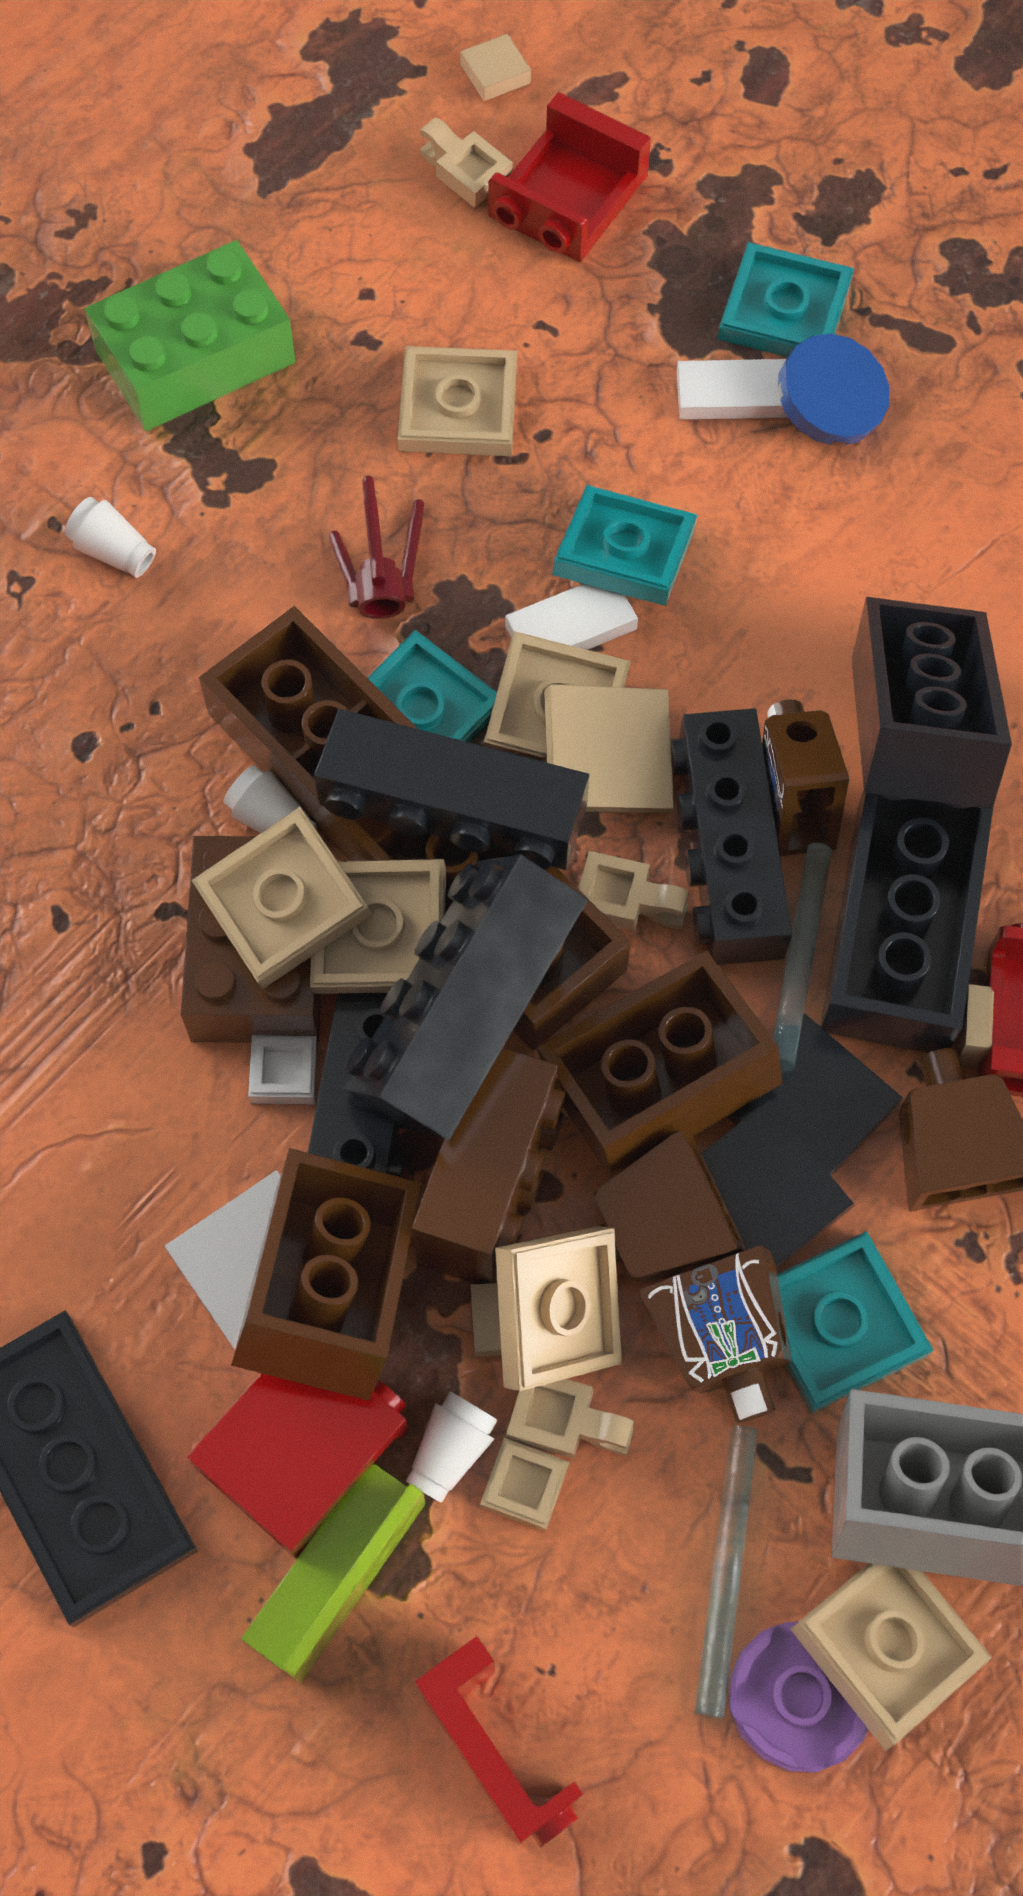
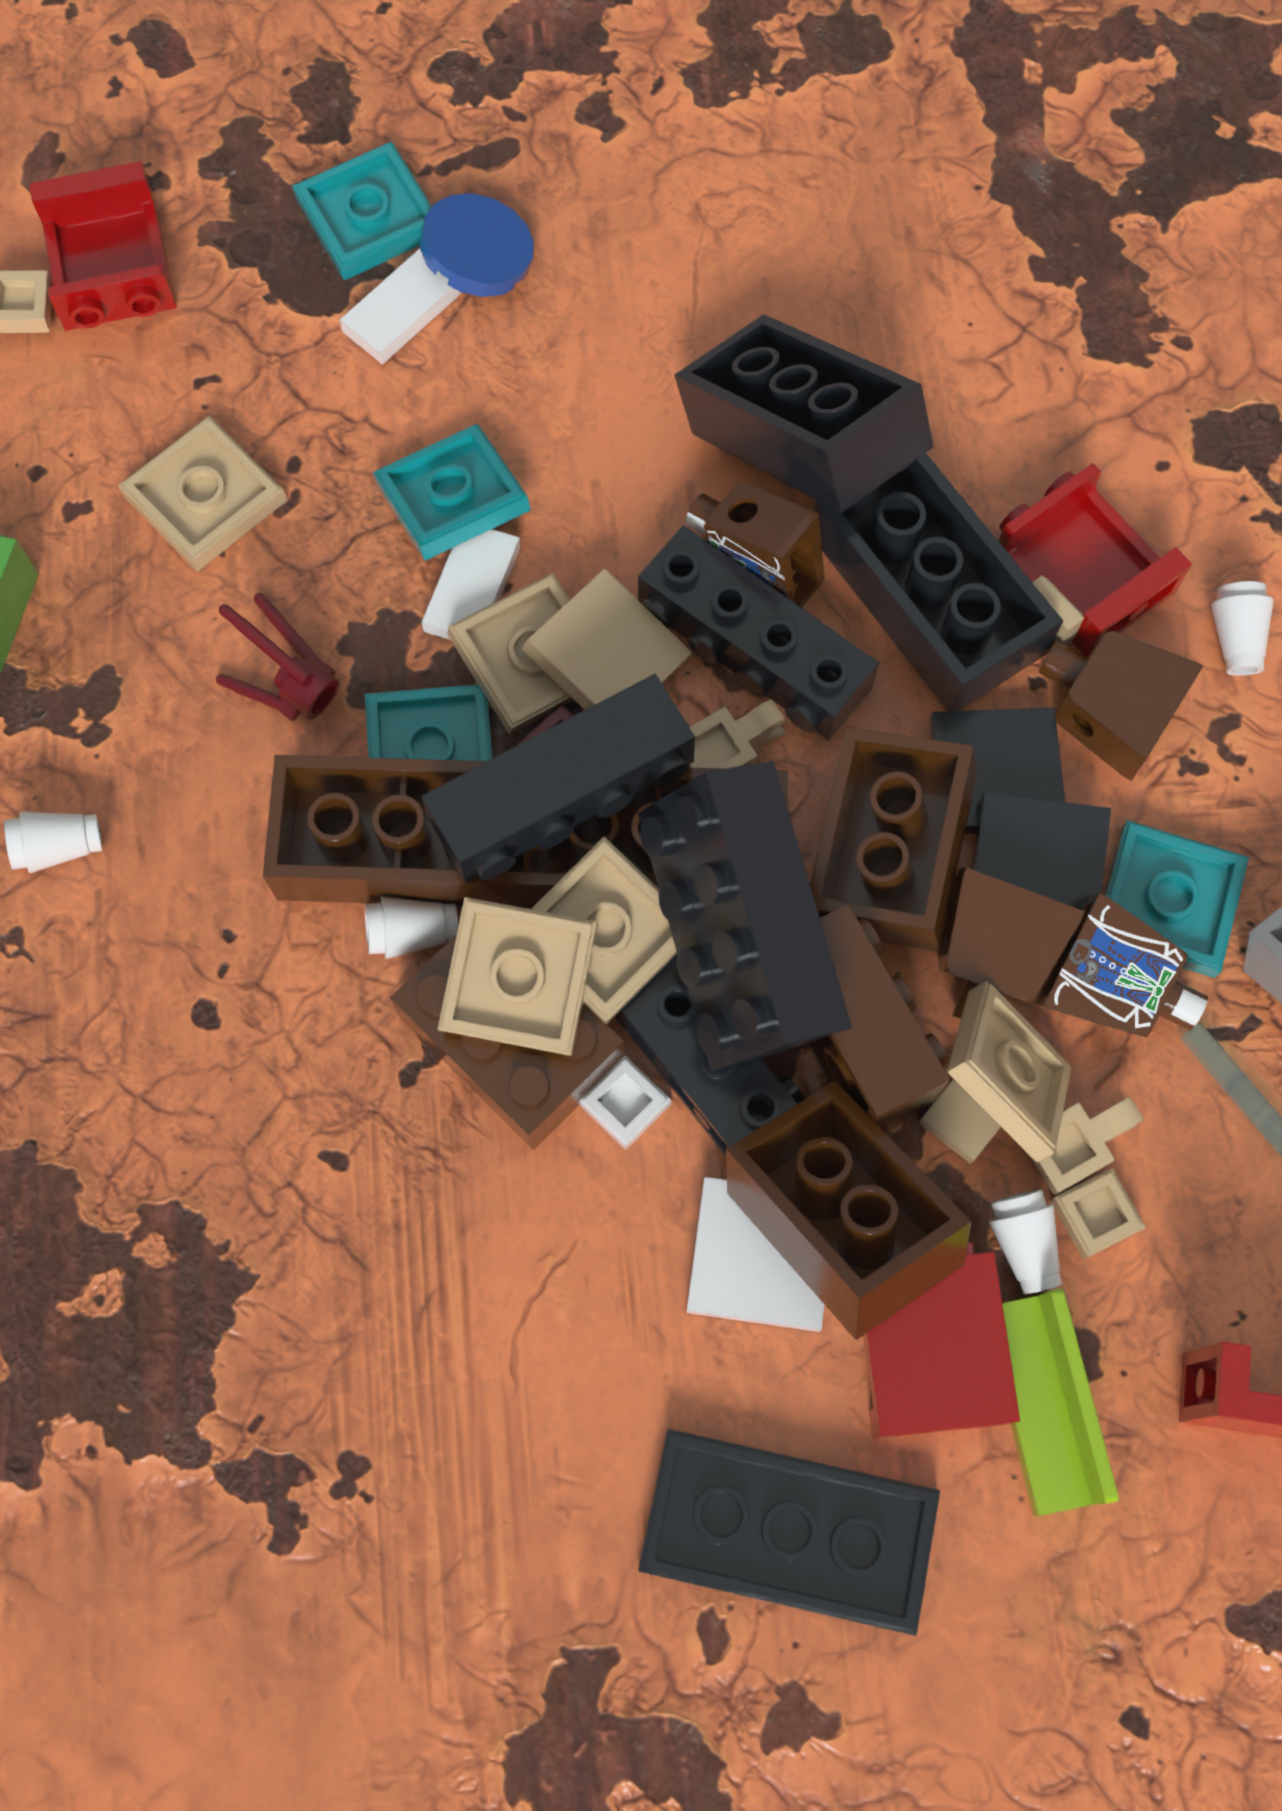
camera: 45 degrees left, 5 degrees up
(801, 953) = (888, 672): clear light blue bar -> none

